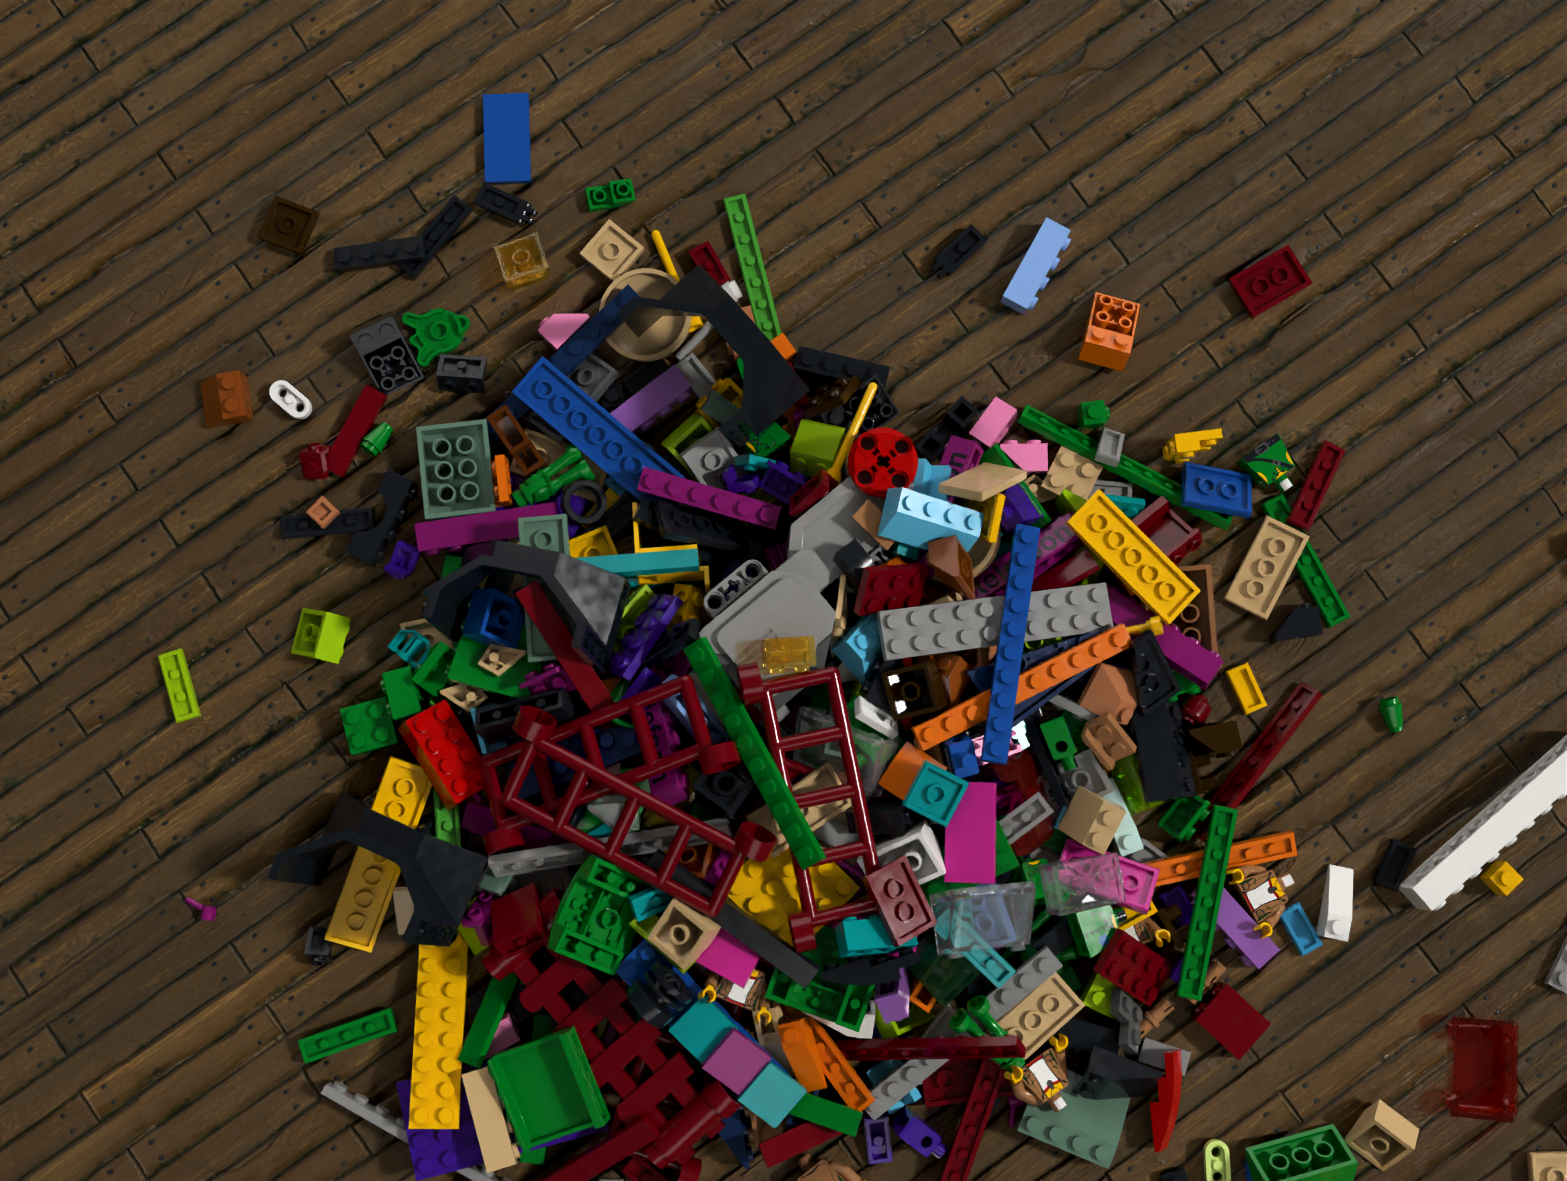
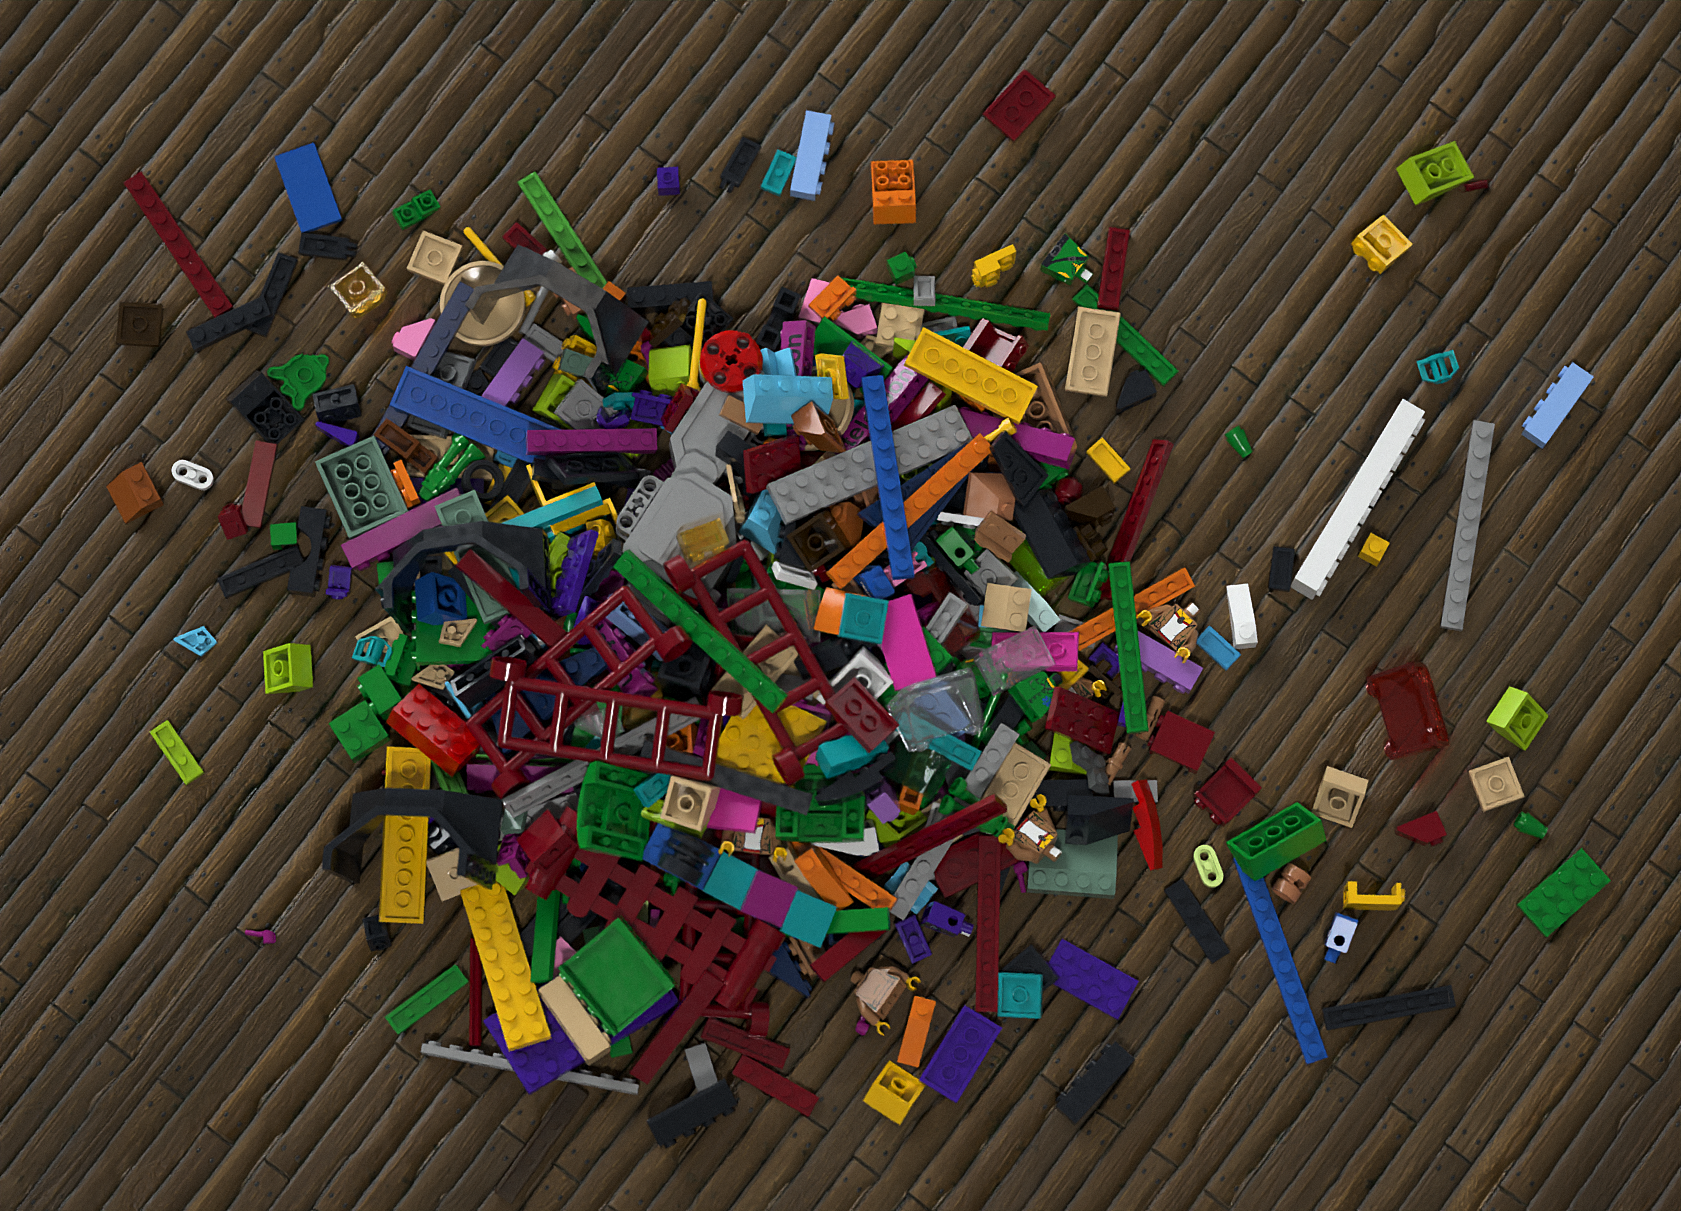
camera: 20 degrees left, 5 degrees down
(238, 575) = (197, 641): none -> medium azure piece
(323, 512) = (254, 562): nougat tile -> none
(356, 156) = (178, 245): none -> dark red plate
(360, 493) = (283, 535): none -> green panel
(376, 440) = (280, 486): green cone -> none
(399, 1050) = (475, 997): none -> dark red axle
(458, 409) = (343, 436): none -> dark purple slope
(878, 246) = (668, 181): none -> dark purple brick
(982, 481) = (821, 351): tan tile -> none
(996, 274) = (778, 173): none -> teal plate
(1011, 426) = (833, 299): none -> orange bracket
(1216, 490) = (1028, 298): blue tile -> none
(1261, 1090) = (1226, 793): none -> dark red panel

